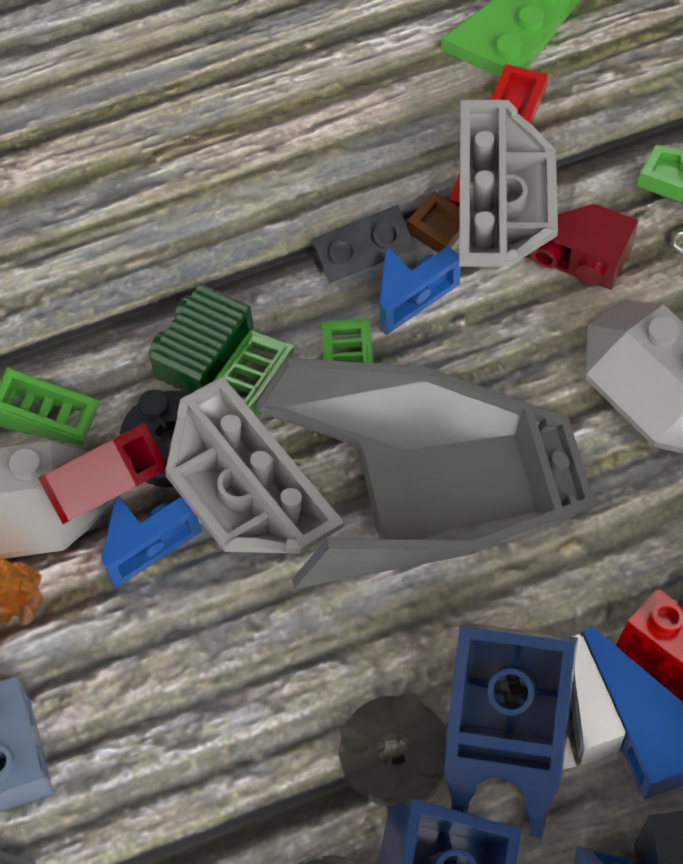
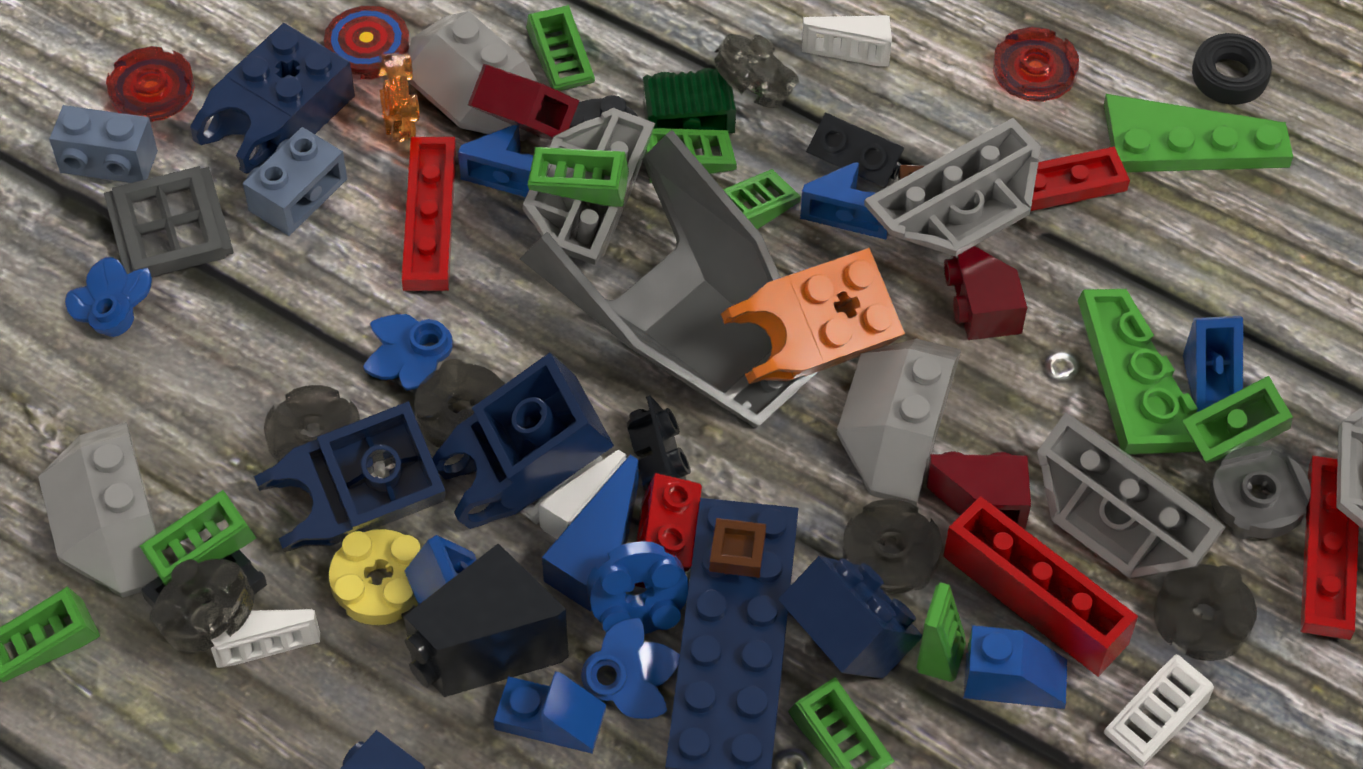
camera: 50 degrees right, 5 degrees down
(144, 641) = (429, 214): none -> red plate
(214, 265) = (754, 67): none -> clear smoke plate
(235, 174) = (858, 38): none -> white slope
(256, 436) = (592, 190): none -> bright green slope
(290, 770) = (404, 349): none -> blue plate
(366, 67) = (1035, 64): none -> clear red tile
(542, 380) = (804, 321): none -> orange brick
(550, 597) = (655, 432): none -> black hinge

